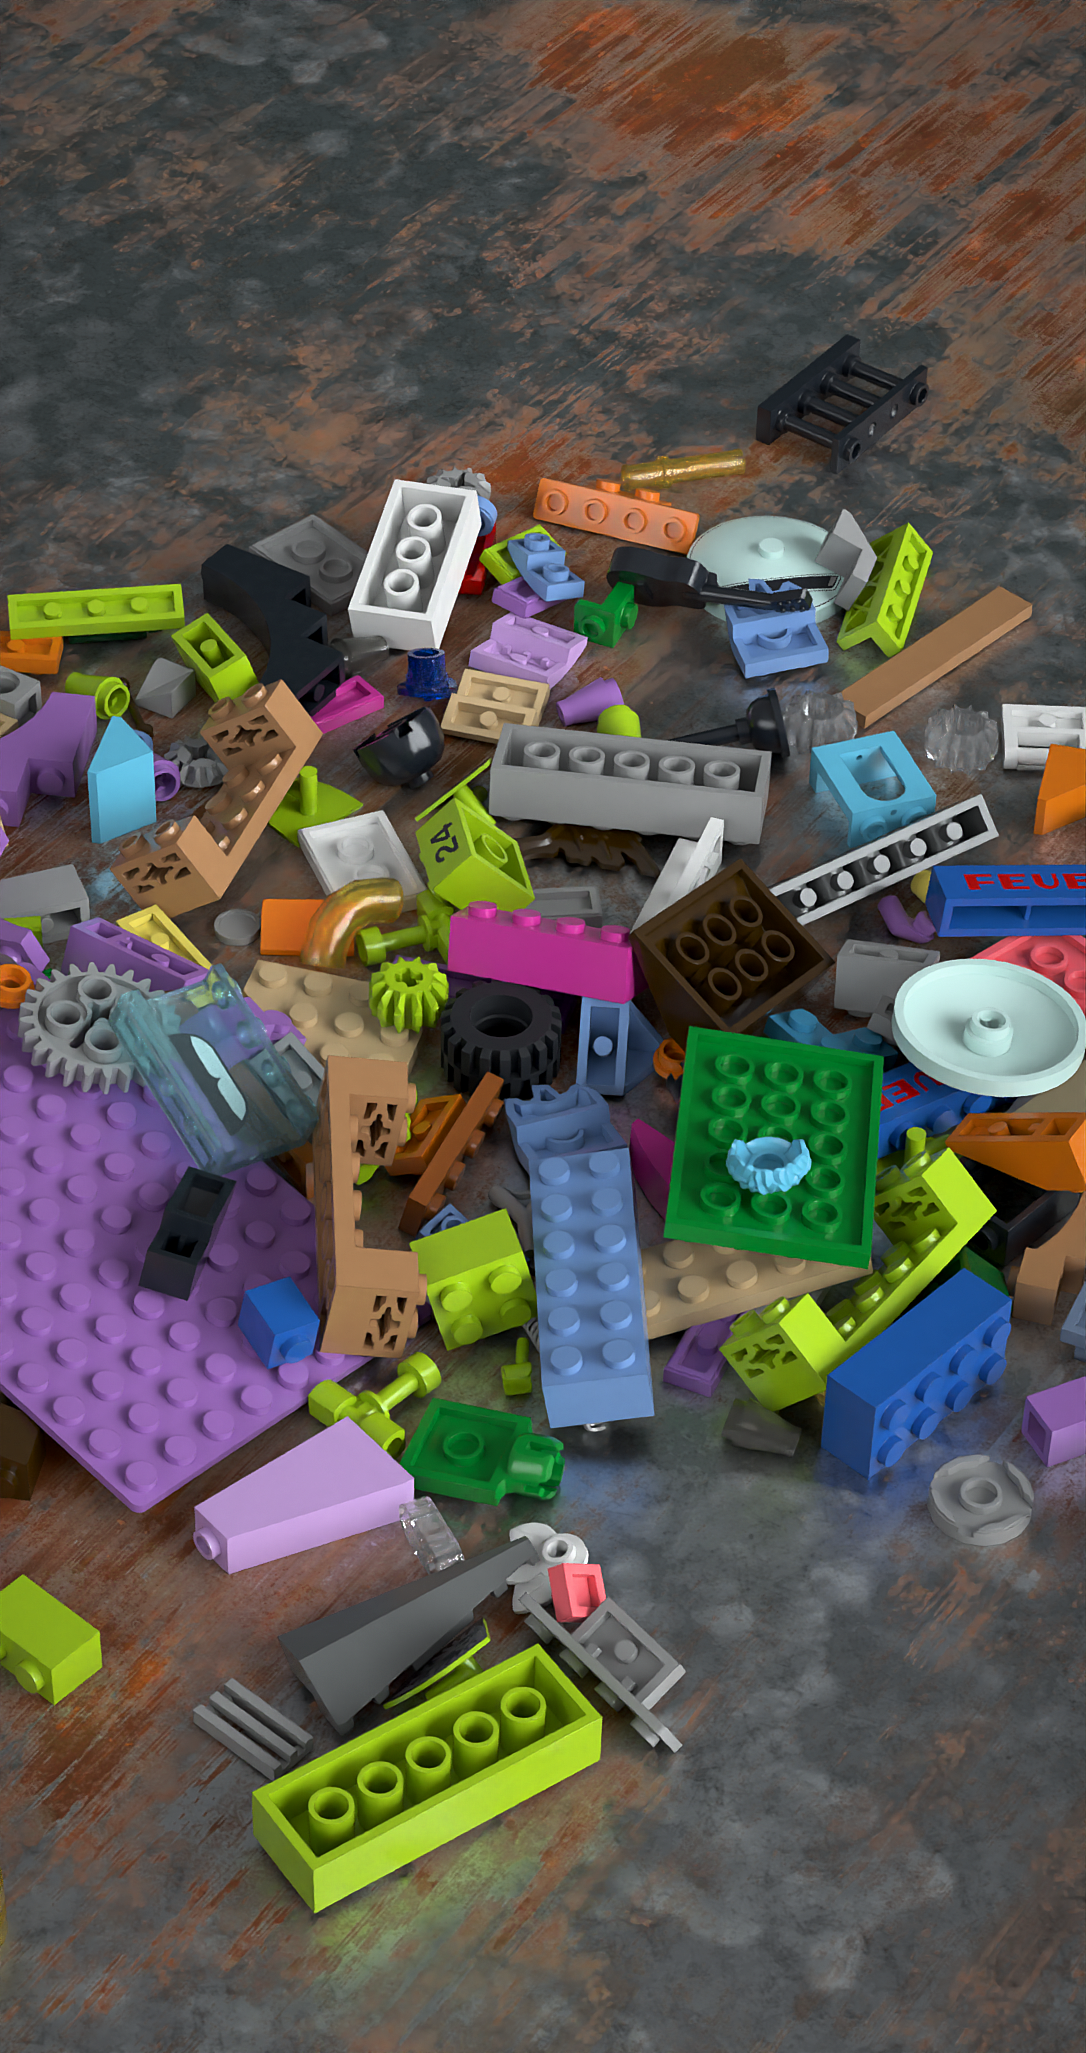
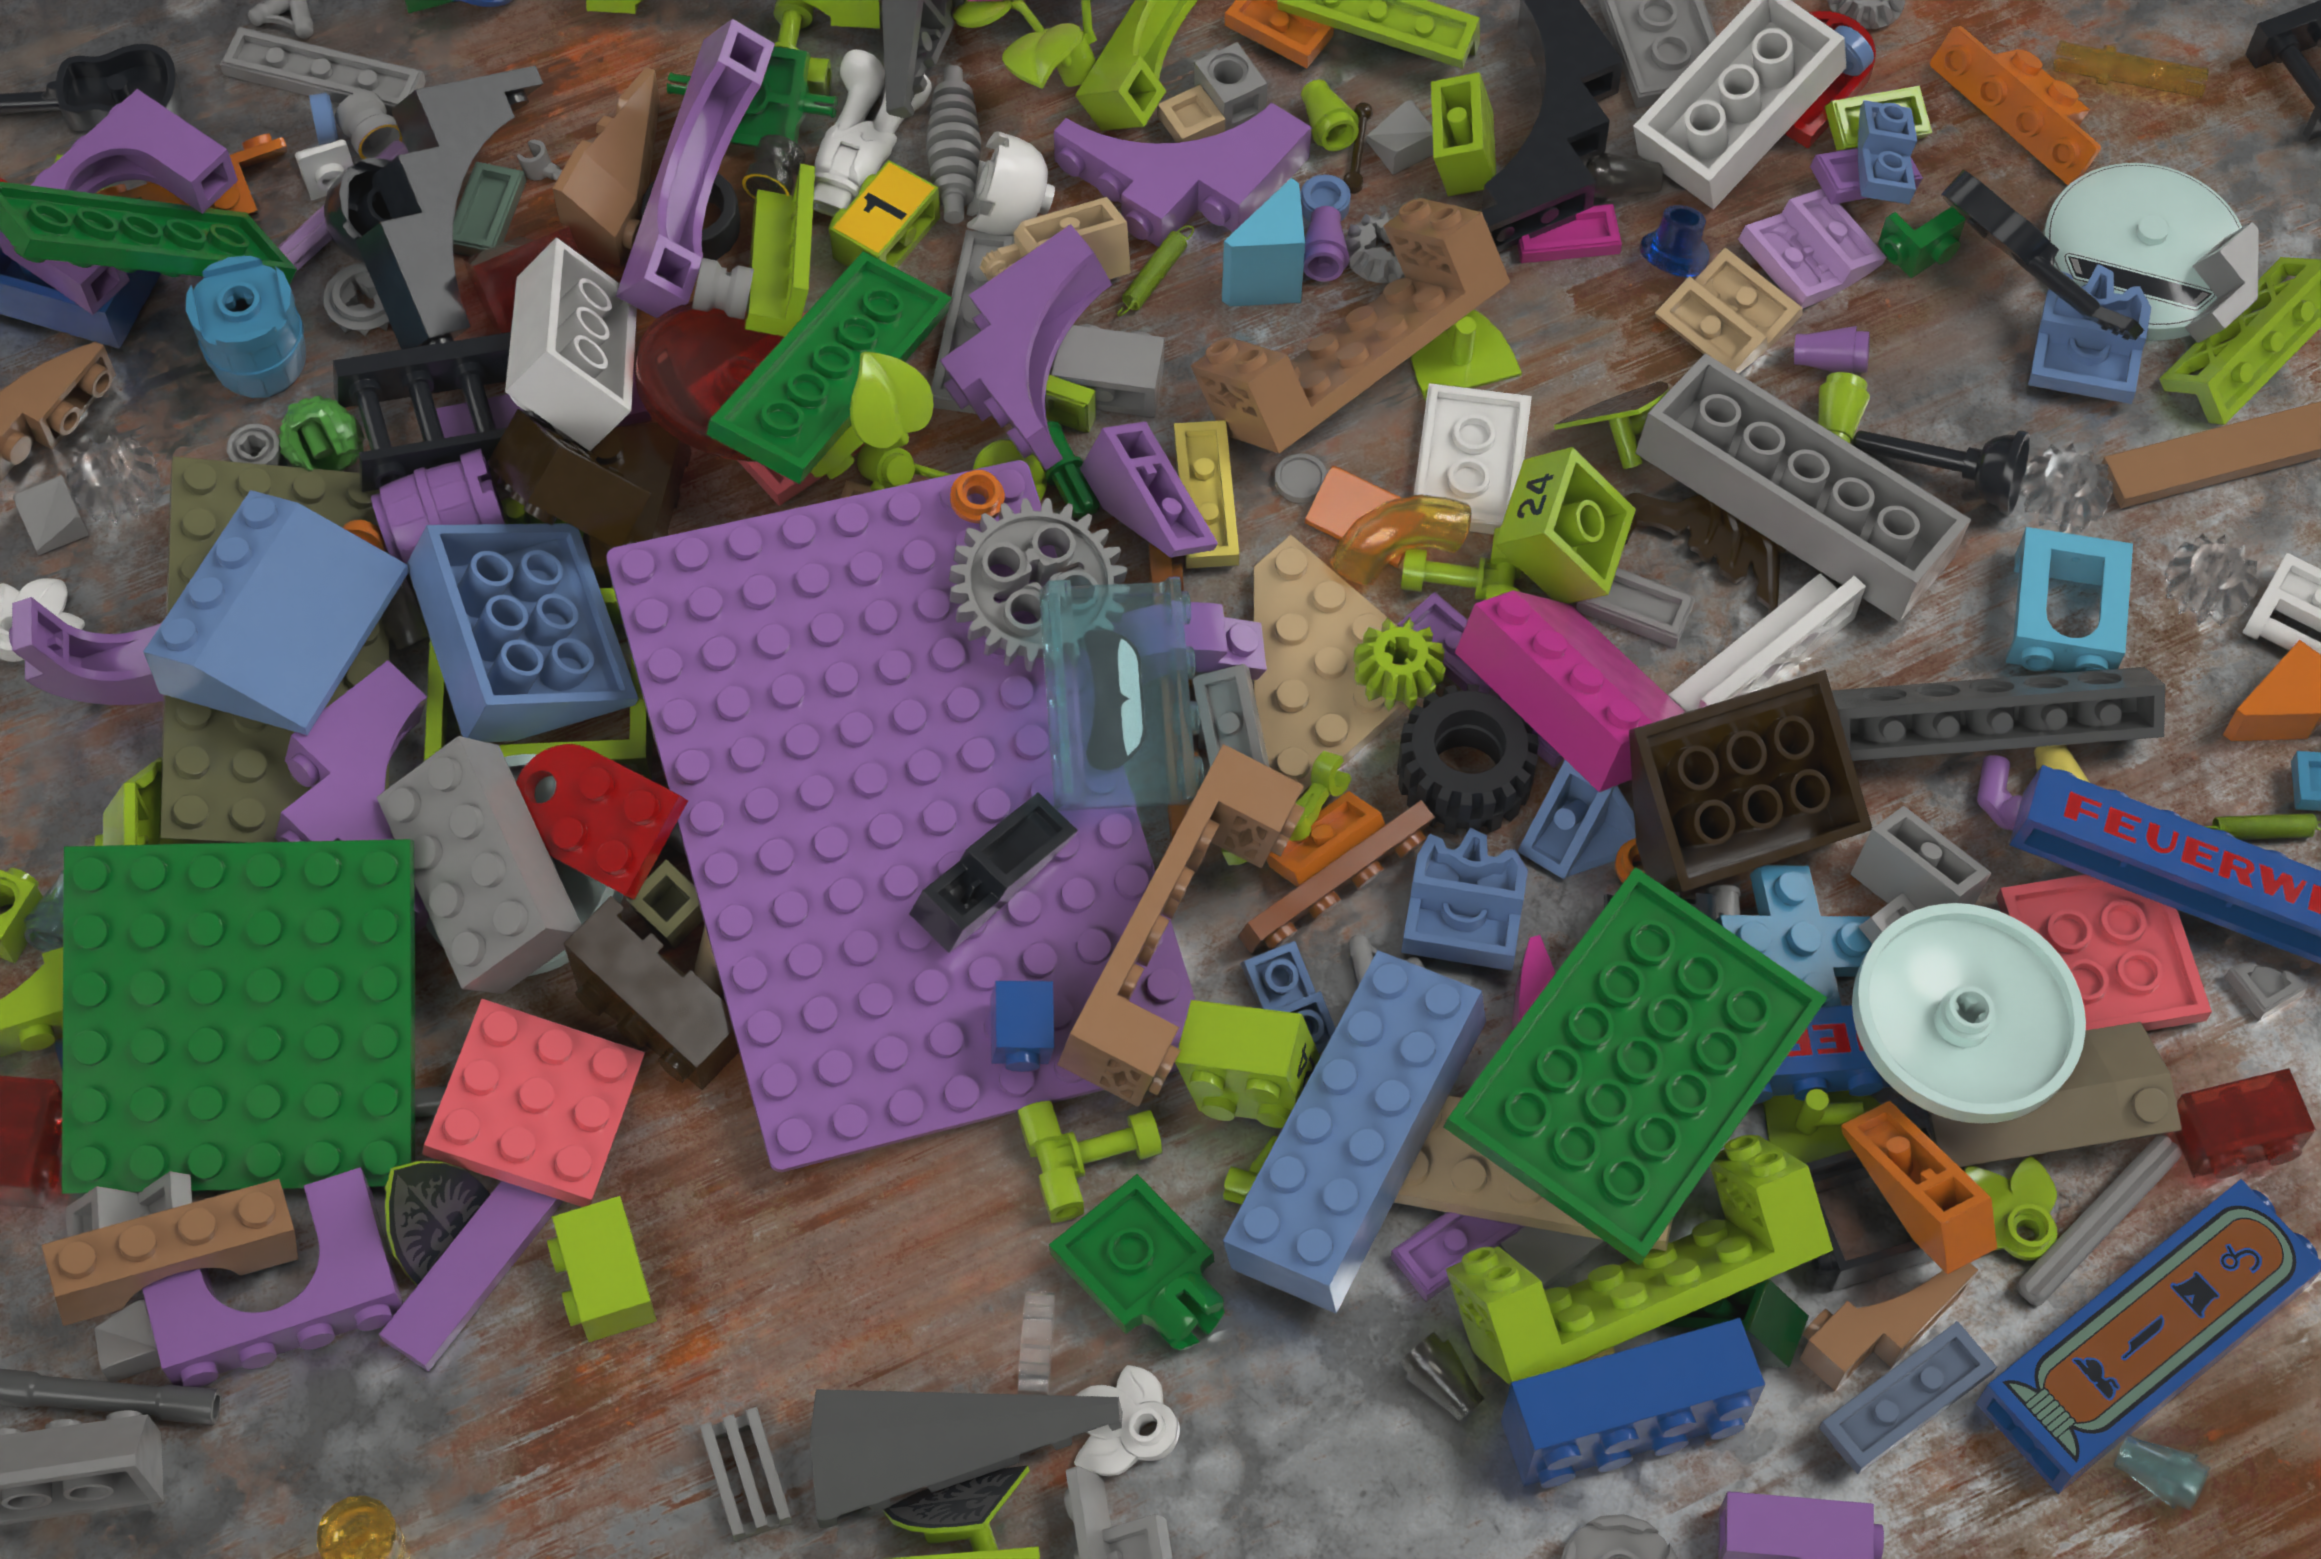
camera: 30 degrees right, 20 degrees up
(26, 838) = (1155, 270): none -> lime piece
(303, 1500) = (943, 1231): lavender slope -> none
(404, 750) = (1589, 333): black cylinder -> none
(576, 1591) = (1133, 1487): coral plate -> none
(768, 1163) = (1591, 1102): medium azure hair -> none

